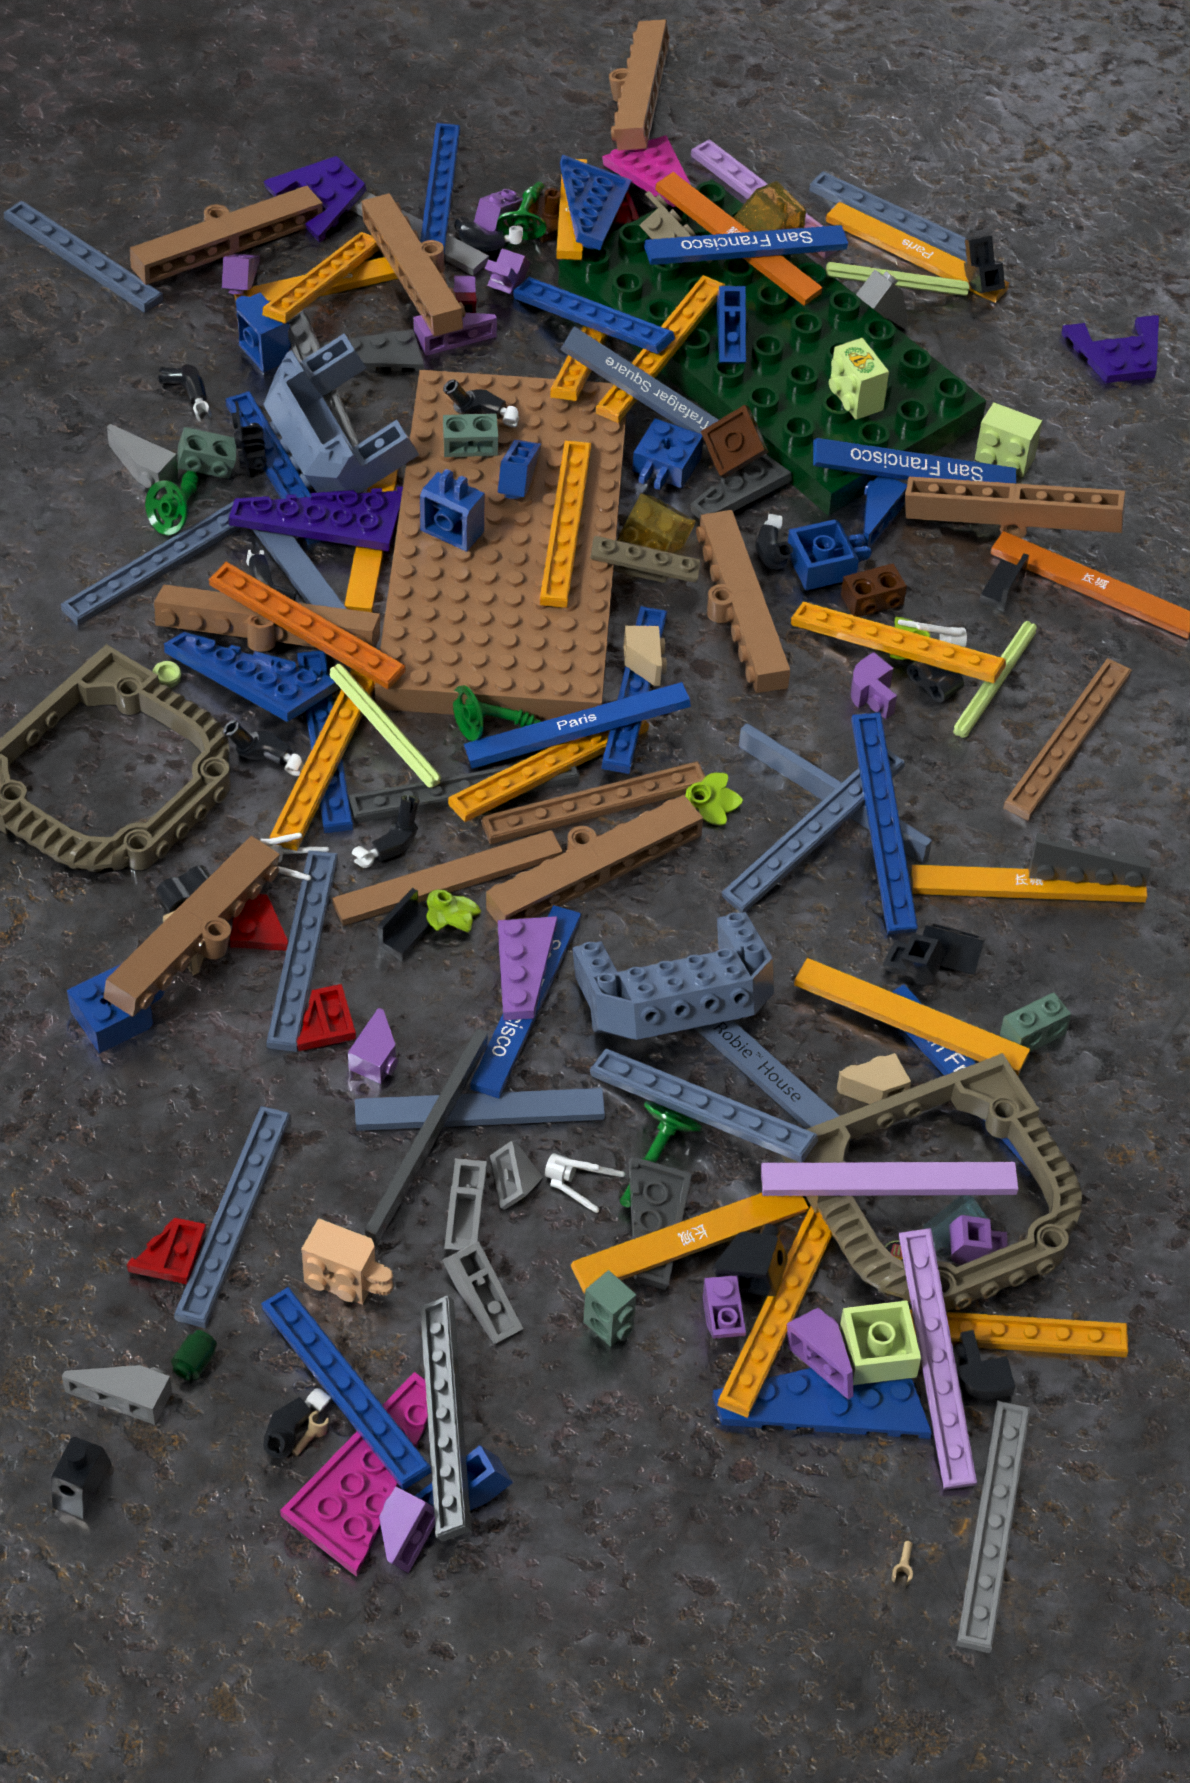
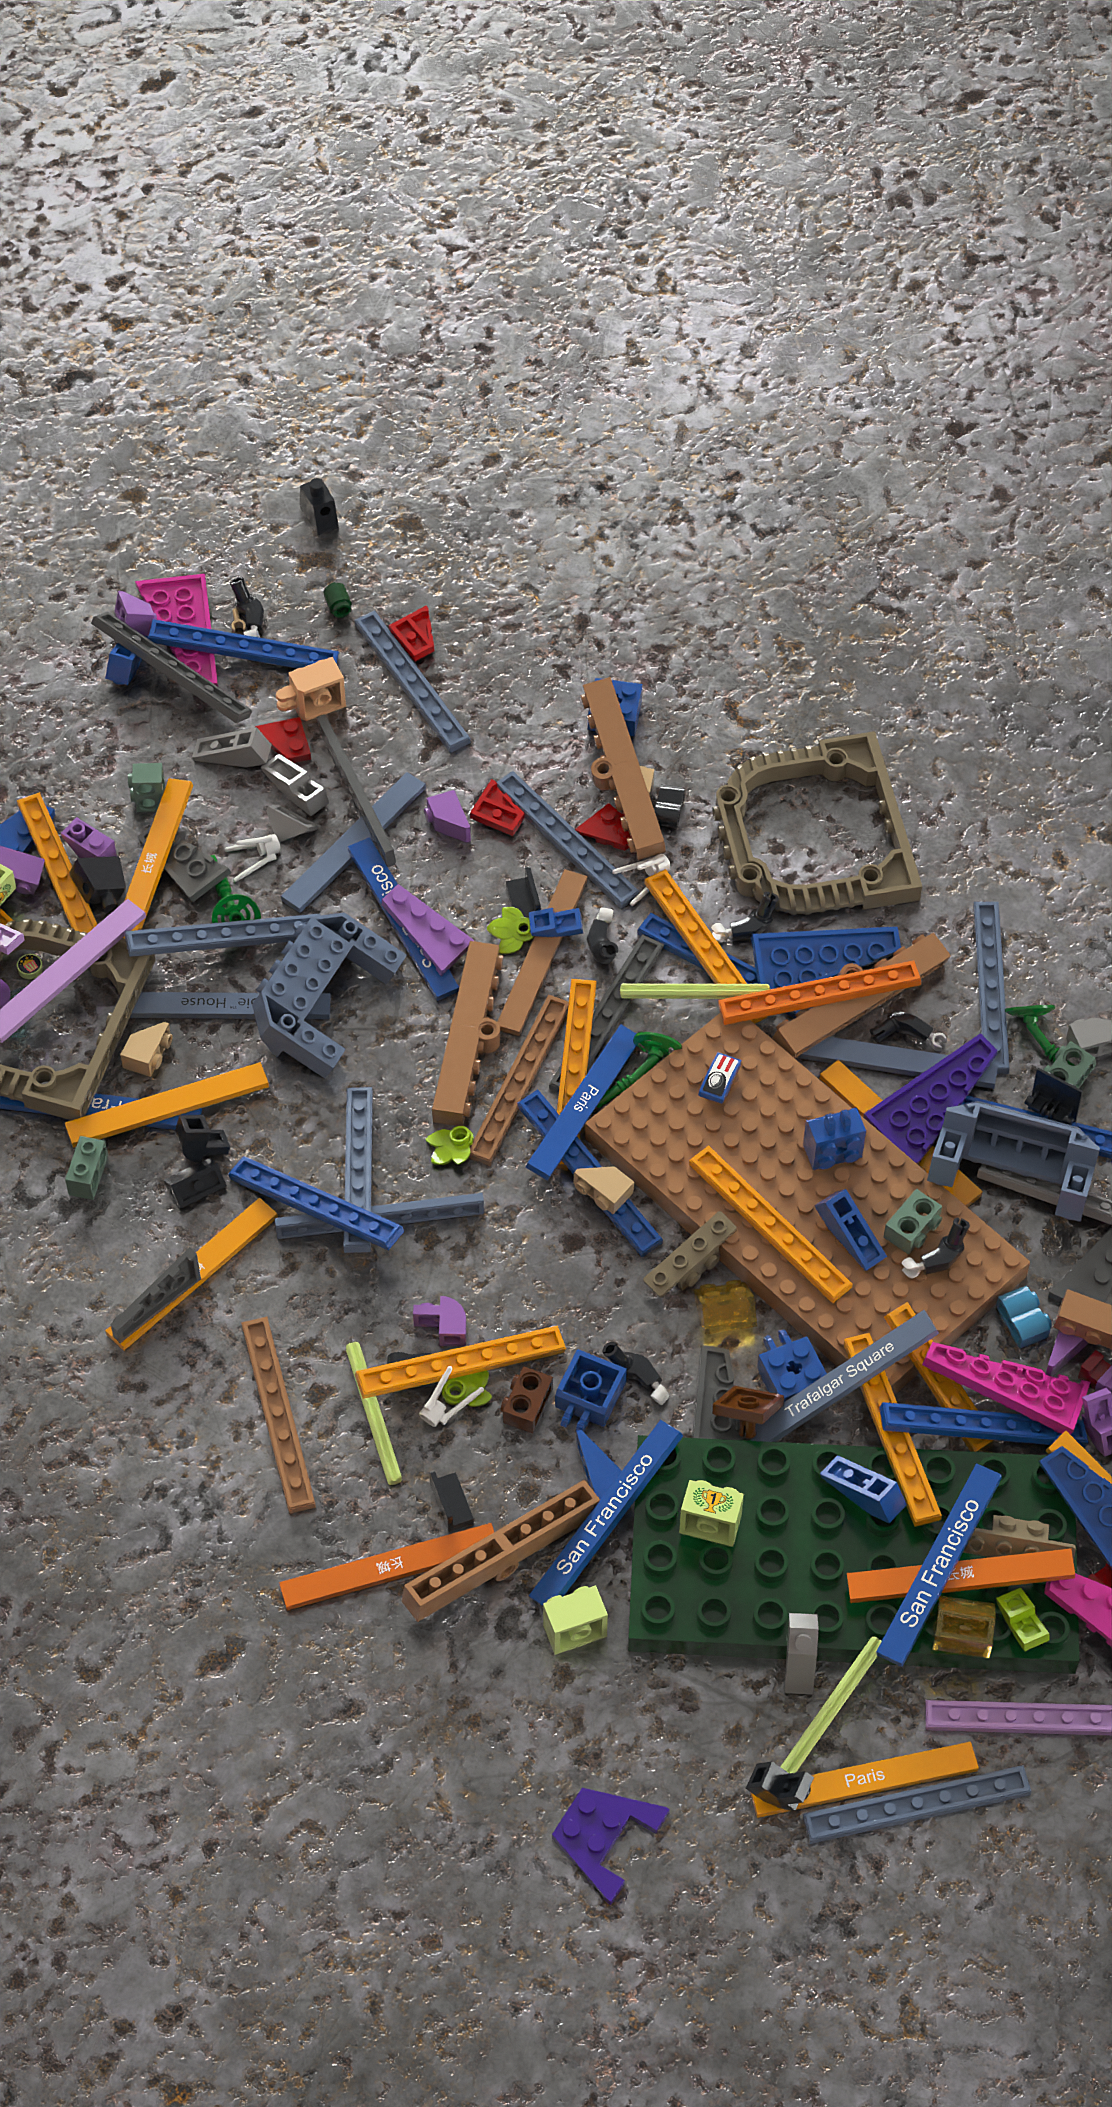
camera: 135 degrees right, 5 degrees up
(125, 1389) = (348, 559): light grey slope -> none
(168, 673) = (874, 919): yellowish green tile -> none
(409, 874) = (551, 924): none -> blue slope
(417, 1262) = (287, 739): none -> red wing
(465, 357) = (1023, 1316): none -> dark azure brick
(471, 628) = (719, 1078): none -> slope
(533, 312) = (1016, 1386): none -> dark pink wing
(729, 196) = (1022, 1620): none -> lime slope
(741, 602) = (602, 1306): medium nougat hinge -> none

